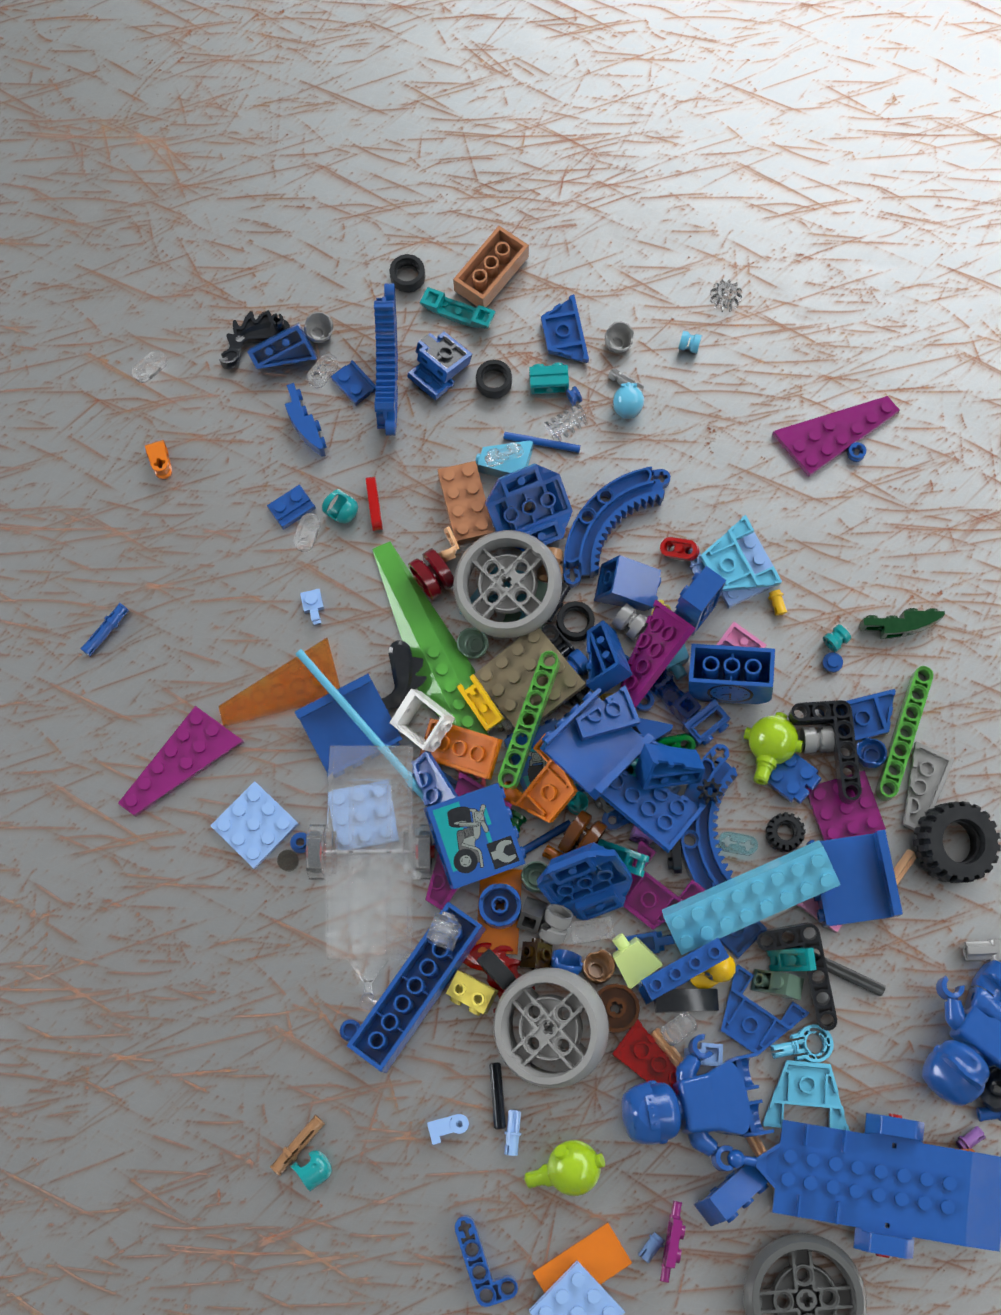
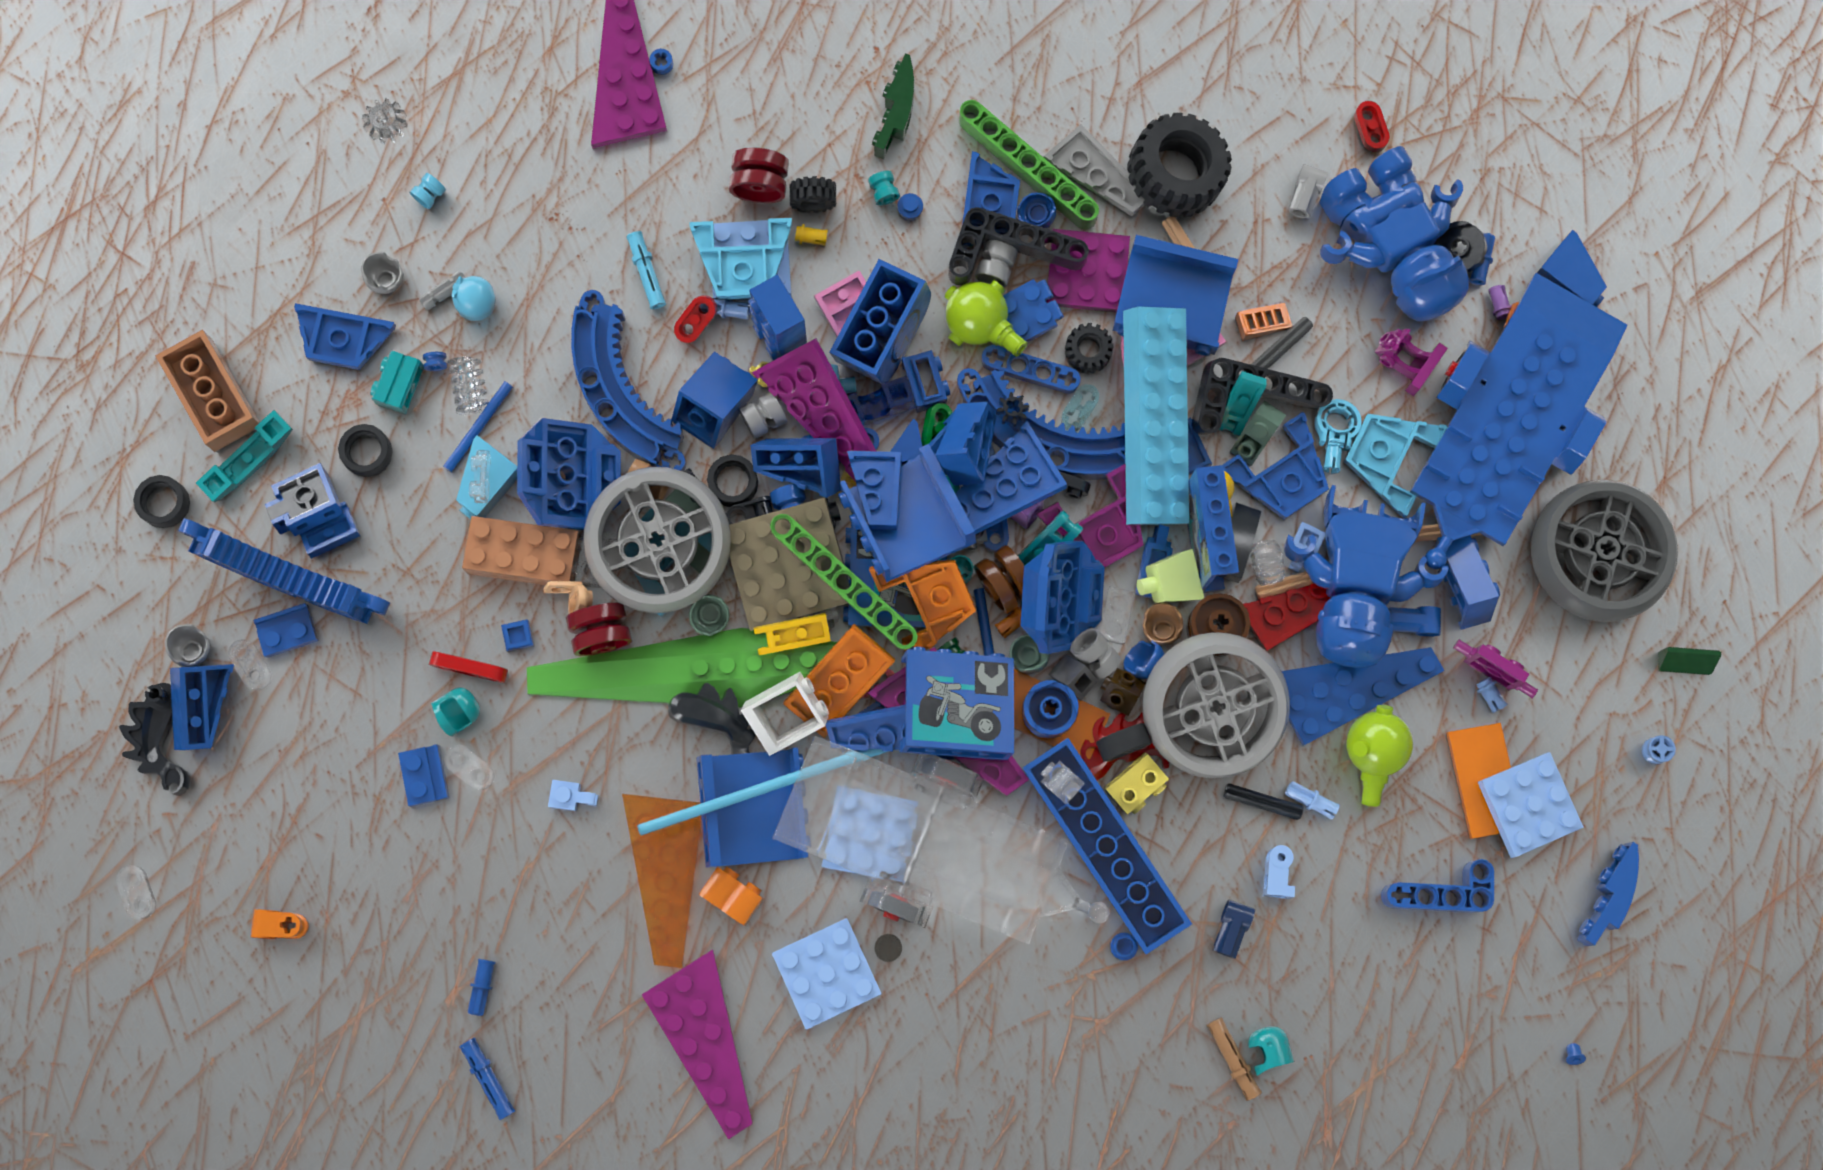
camera: 75 degrees left, 5 degrees up
(164, 600) = (481, 987): none -> blue axle
(284, 738) = (731, 895): none -> orange brick
(298, 849) = (872, 933): blue plate -> none
(304, 423) = (322, 714): blue slope -> none
(399, 1107) = (1235, 922): none -> dark blue piece
(409, 526) = (517, 635): none -> blue tile
(597, 1117) = (1335, 694): none -> blue wing
(685, 1168) = (1423, 621): none -> blue piece
(716, 489) = (643, 257): none -> medium azure pin
(747, 796) = (1029, 373): none -> blue beam
(802, 547) = (758, 175): none -> dark red wheel
(807, 590) = (813, 194): none -> black tyre
(873, 952) = (1247, 333): none -> orange slope
(888, 1094) = (1421, 367): none -> magenta tile

